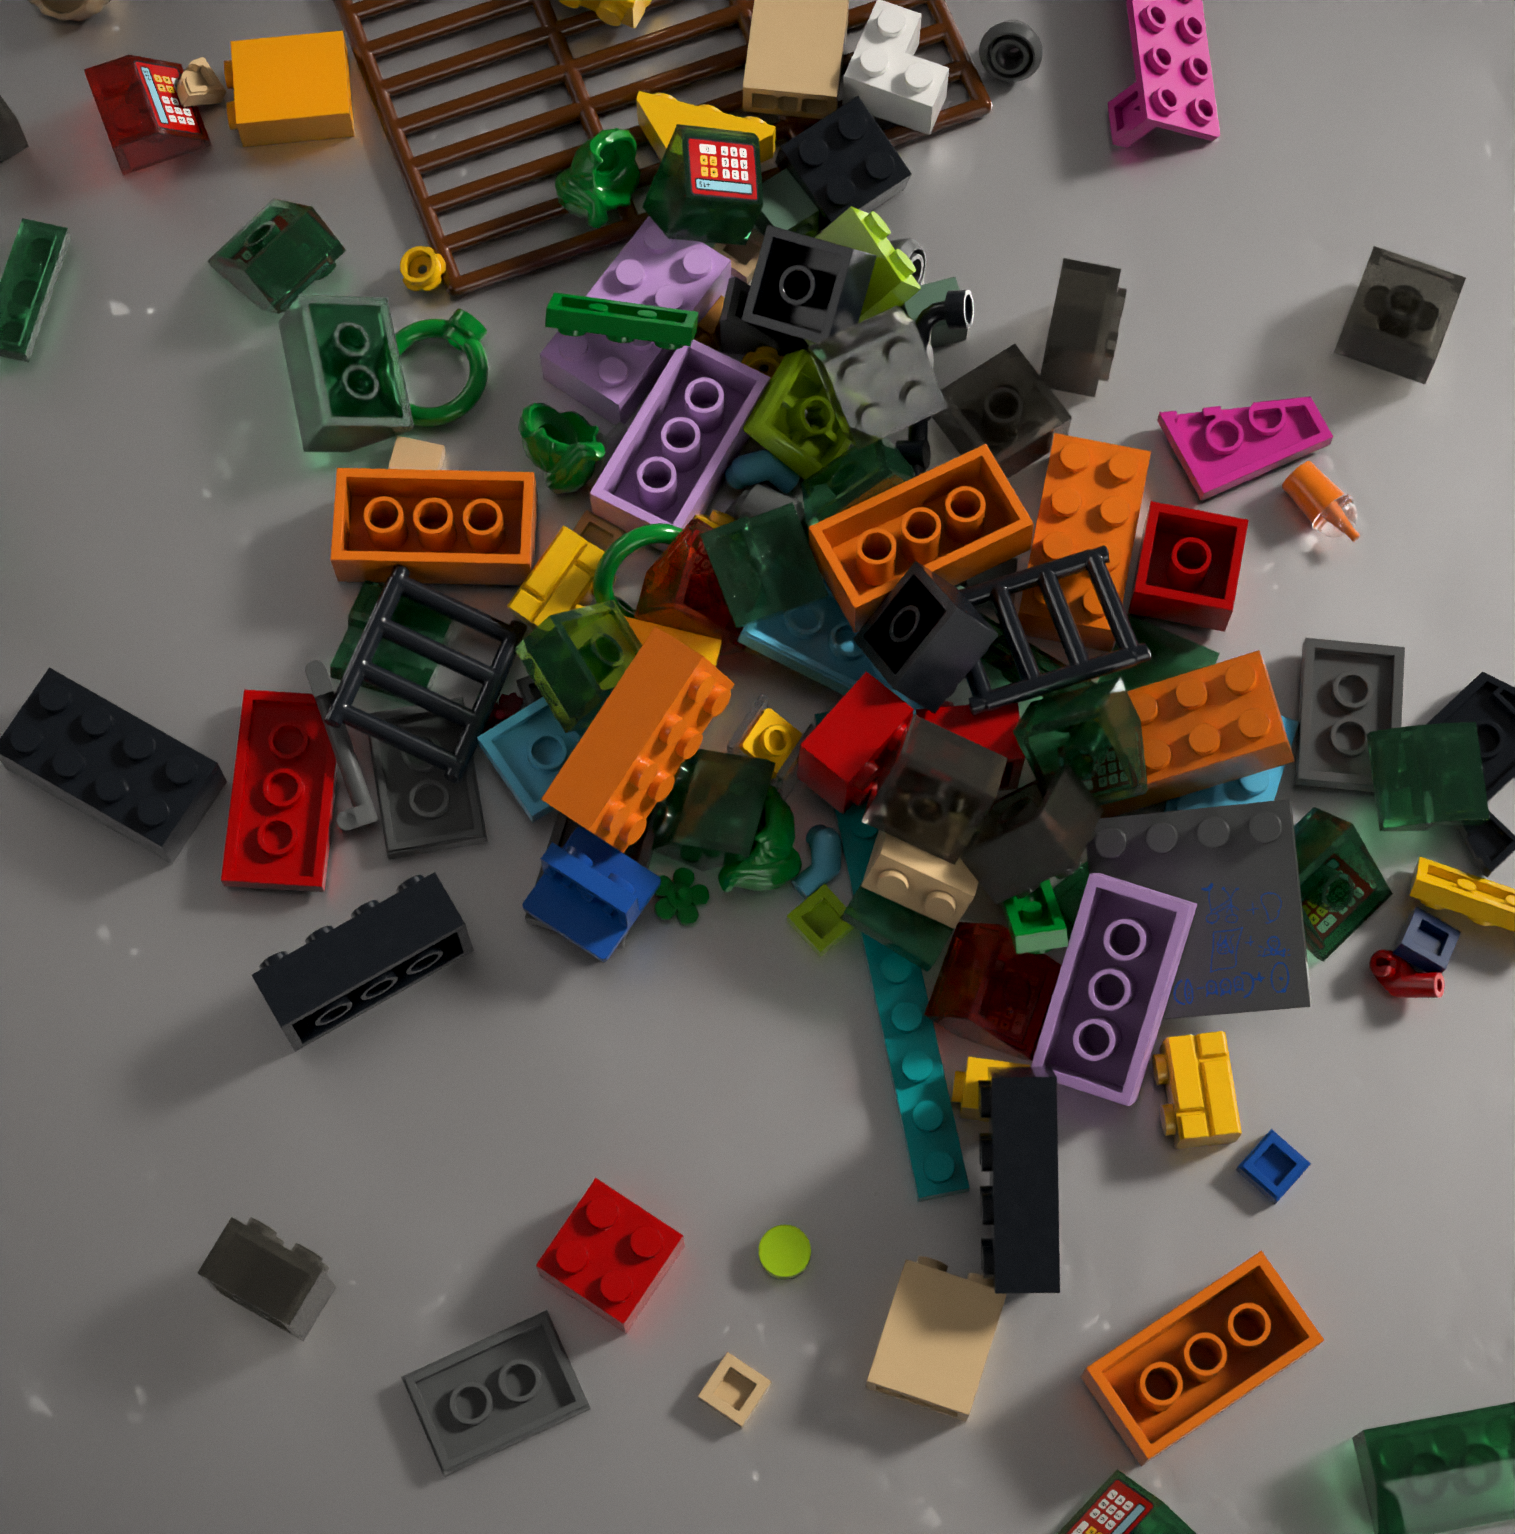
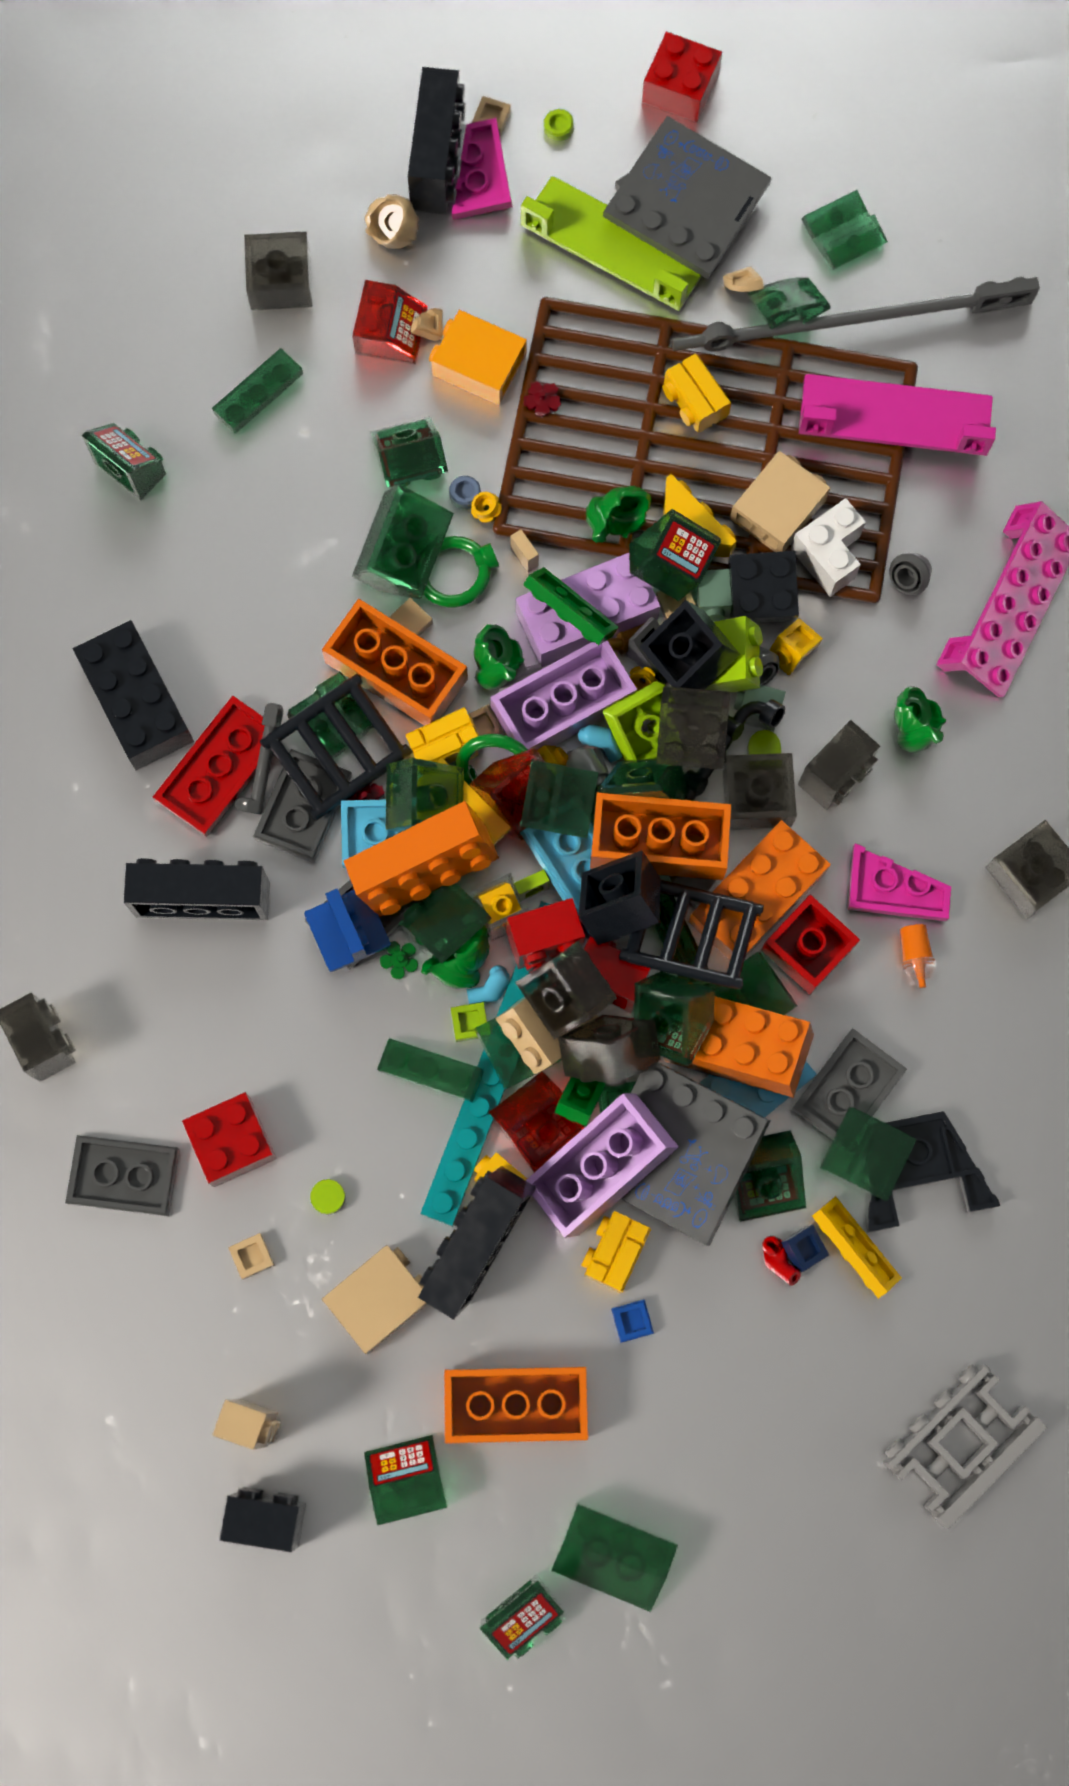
camera: 30 degrees right, 5 degrees up
(380, 267) = (463, 490): none -> sand blue tile
(409, 95) = (542, 399): none -> dark red plant
(508, 294) = (524, 551): none -> tan tile
(793, 696) = (531, 885): none -> lime tile
(813, 1009) = (430, 1070): none -> clear green plate
(926, 217) = (794, 645): none -> yellow bracket
(964, 357) = (764, 743): none -> lime tile
(1138, 222) = (917, 720): none -> green hair

